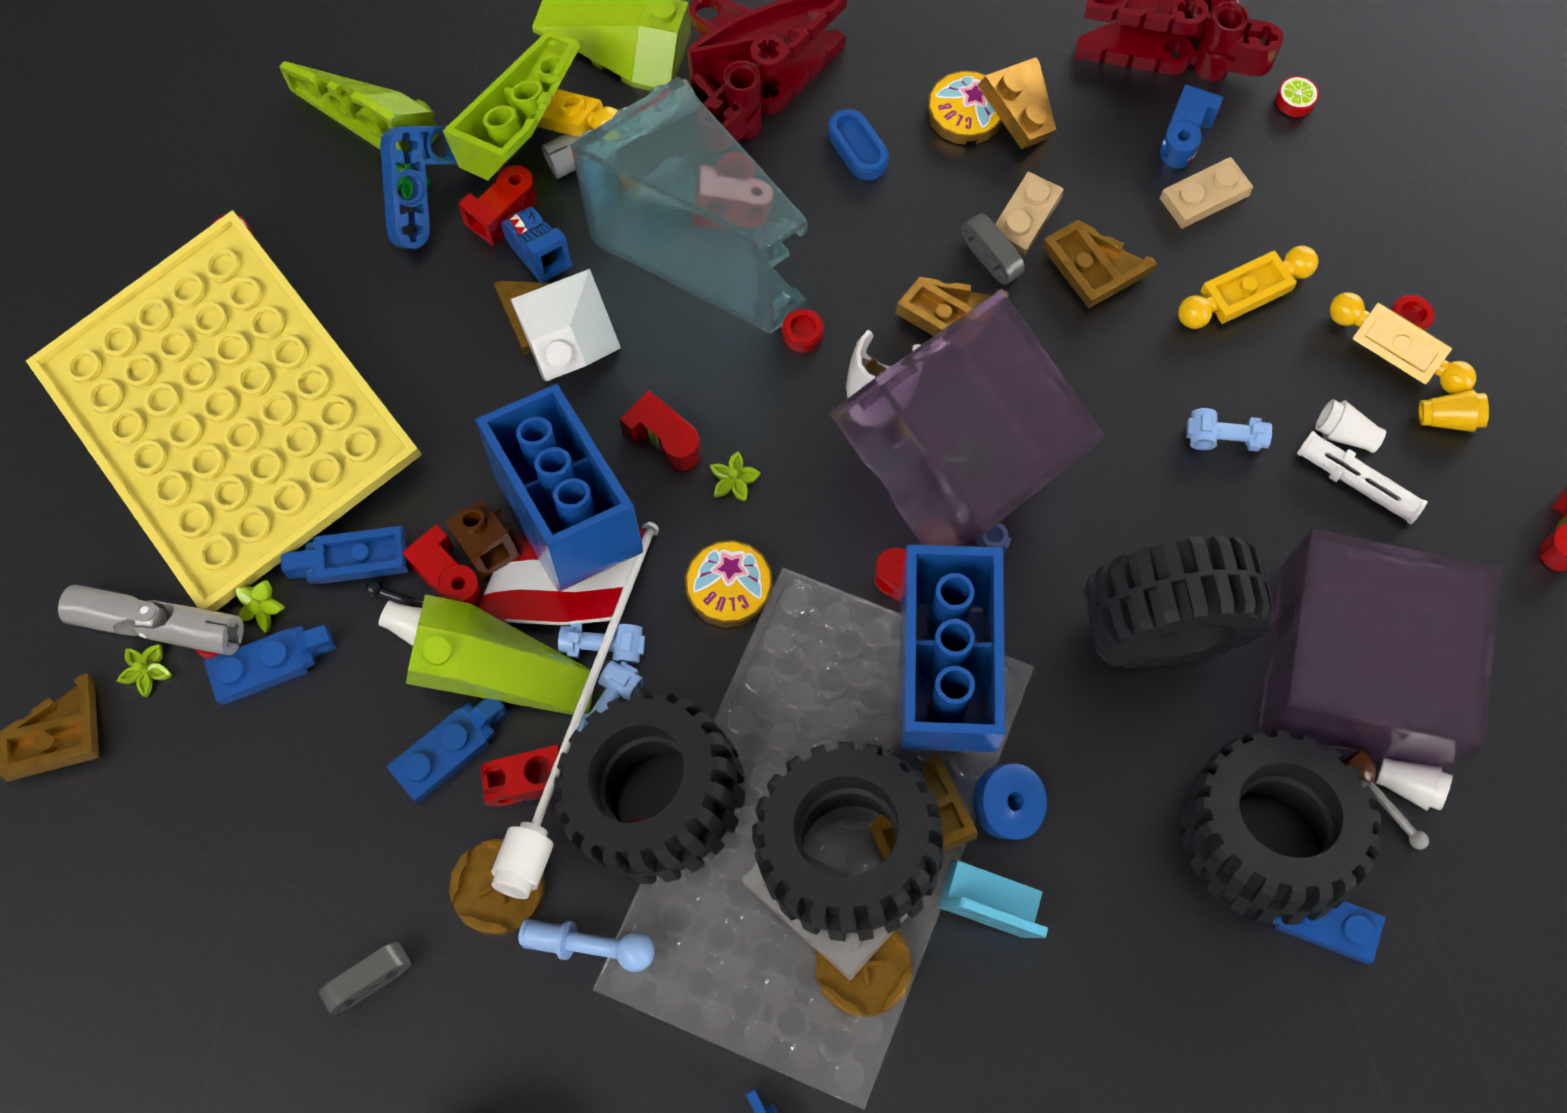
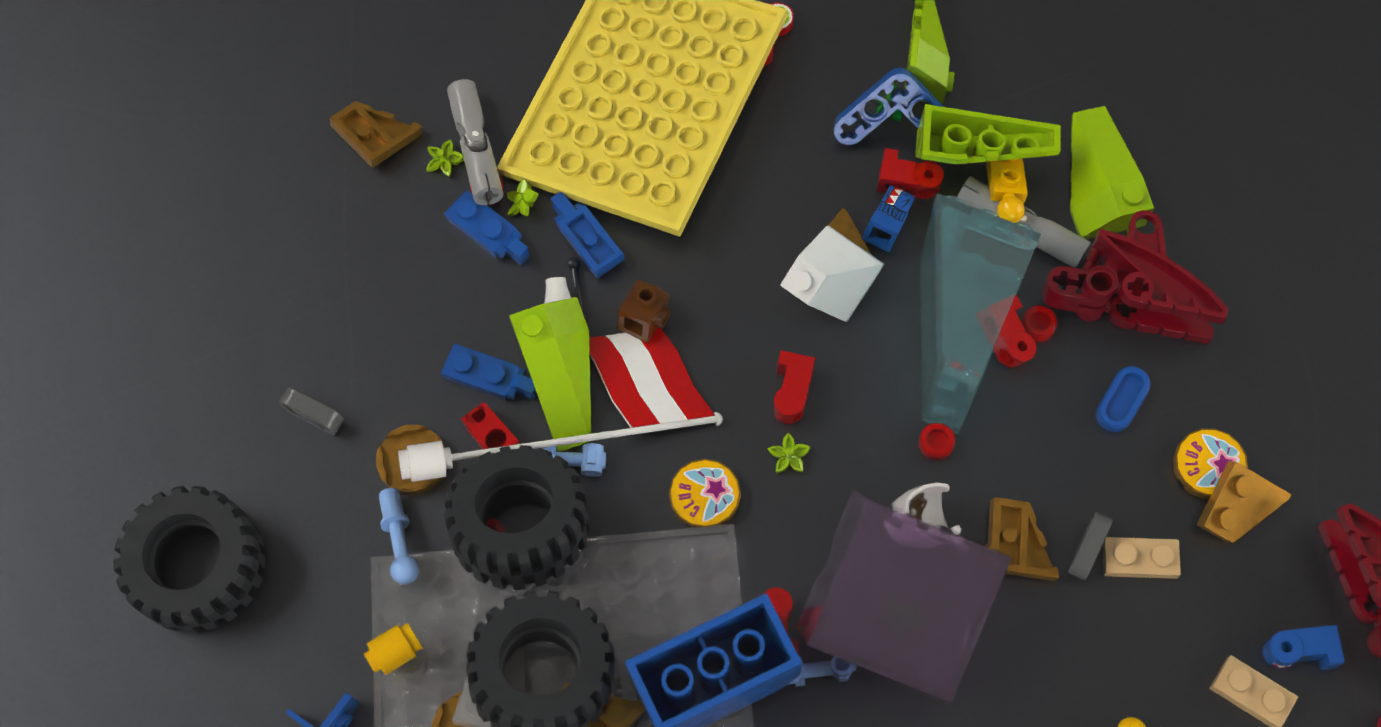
camera: 65 degrees right, 0 degrees up
(432, 562) = (606, 299): red leg -> none
(559, 487) = (696, 337): blue brick -> none
(626, 643) = (621, 448): light blue bar -> none
(724, 1010) = (392, 649): none -> yellow brick
(1094, 262) = (1128, 632): pearl gold wing -> none

